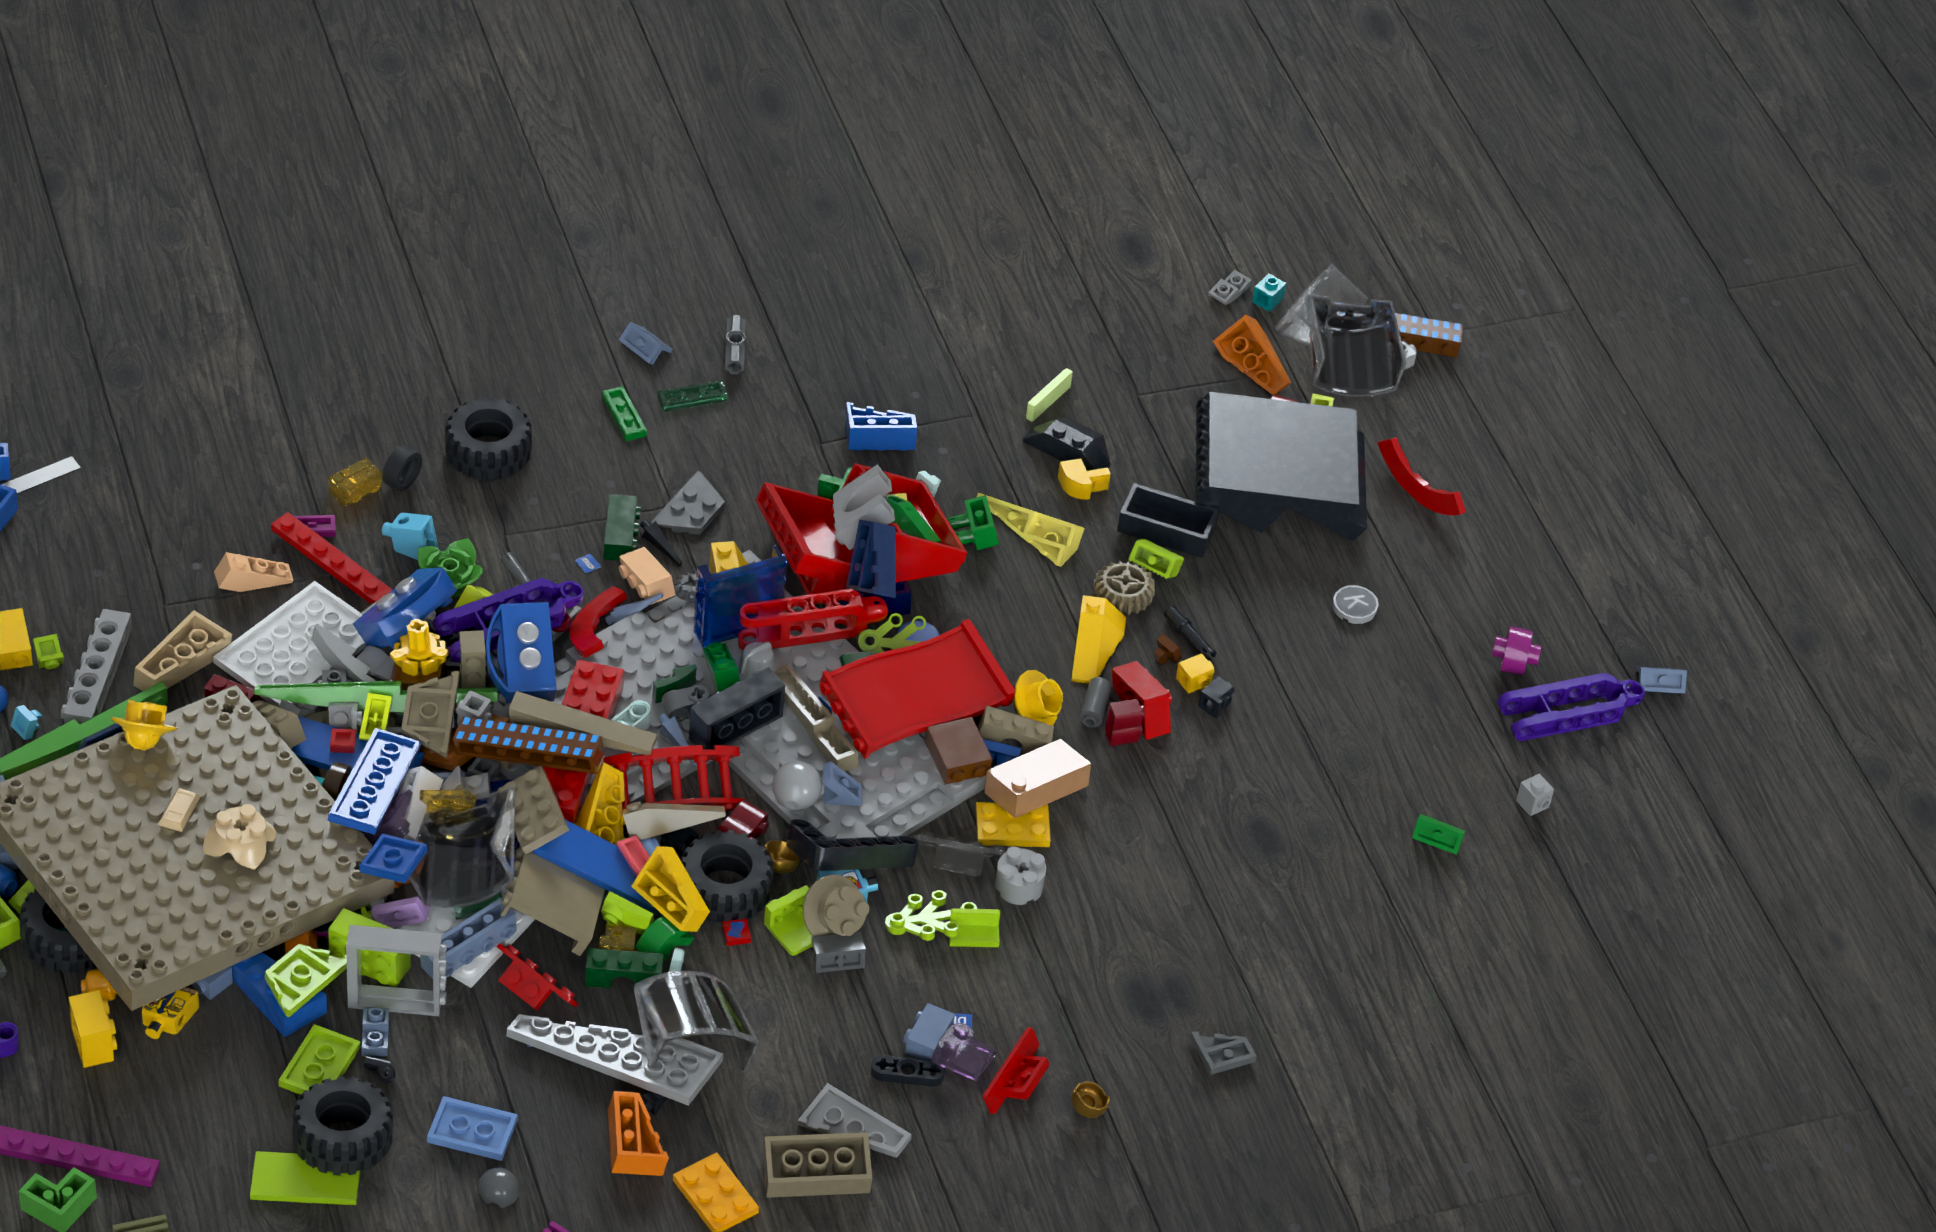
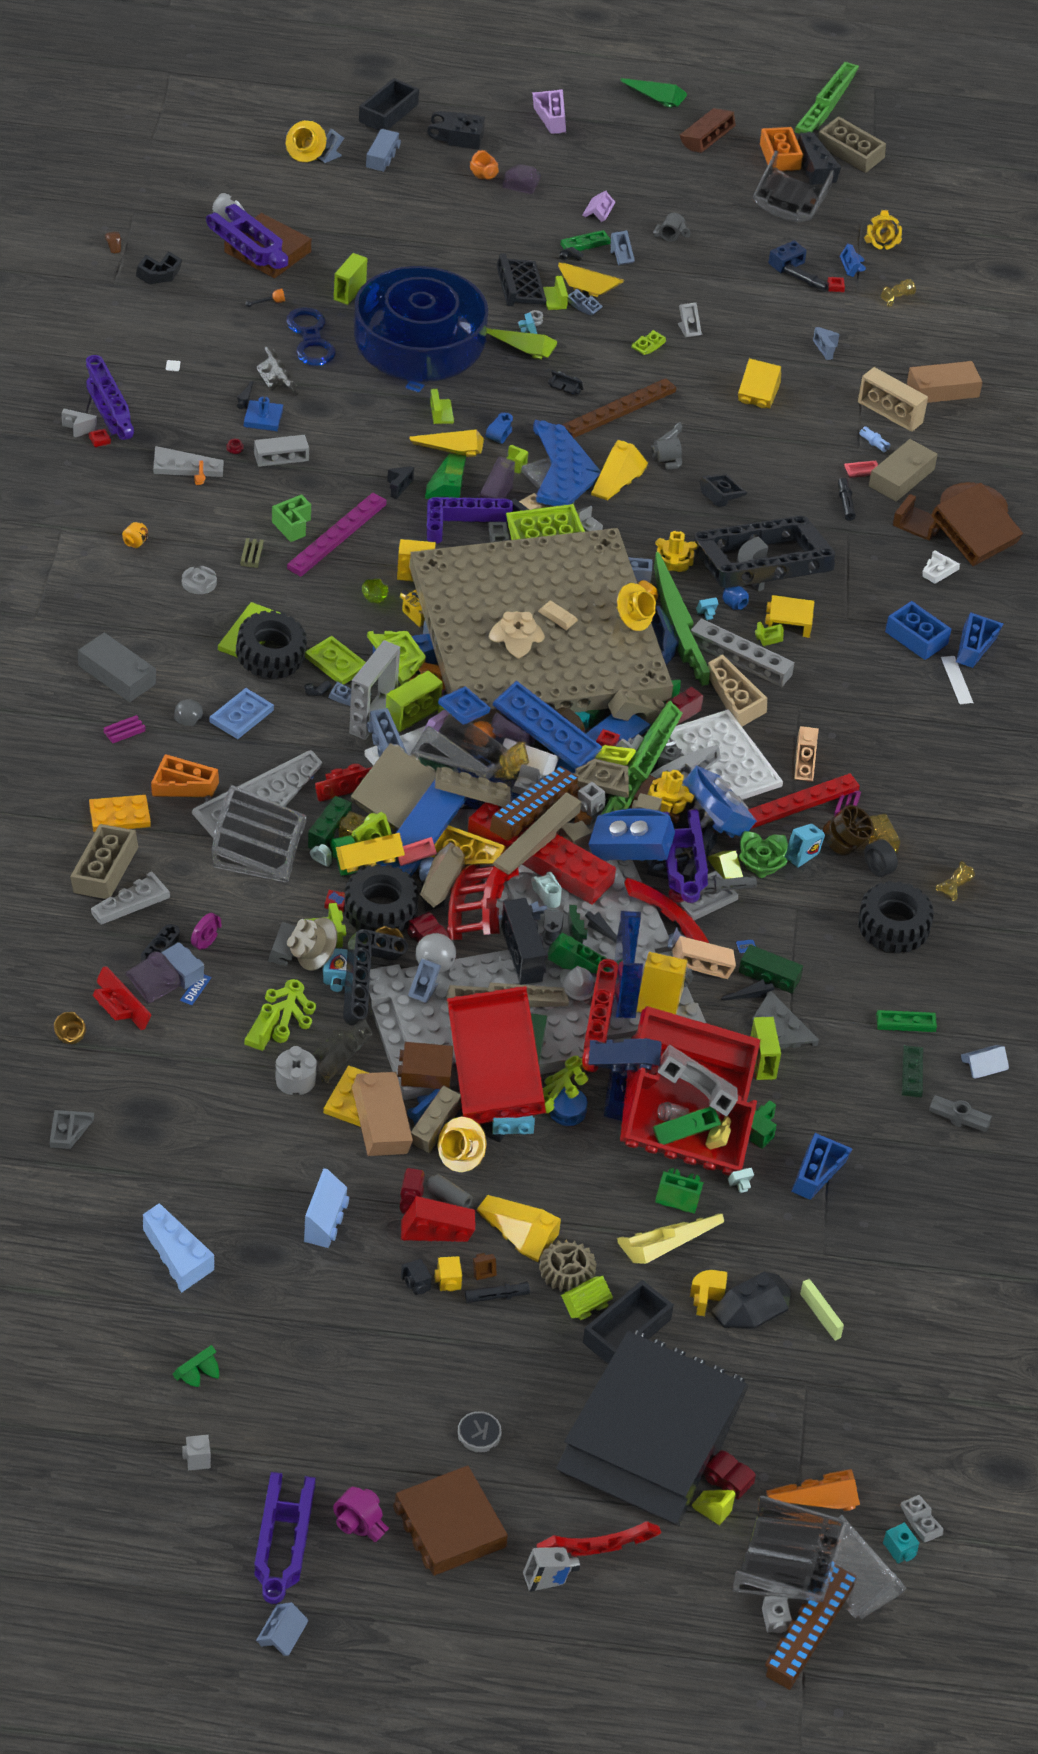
camera: 115 degrees right, 0 degrees up
(163, 1064) = (374, 590): none -> clear neon green hair
(379, 497) = (848, 830): none -> dark brown wheel
(389, 407) = (959, 877): none -> clear yellow animal
(656, 667) = (599, 924): none -> black piece
(738, 498) = (769, 1049): none -> lime brick
(874, 1019) = (205, 931): none -> magenta tile
(1190, 791) = (325, 1210): none -> light blue slope
(1319, 890) = (178, 1248): none -> light blue wedge
(1468, 593) = (450, 1520): none -> reddish brown brick
(1478, 509) = (549, 1568): none -> light grey torso

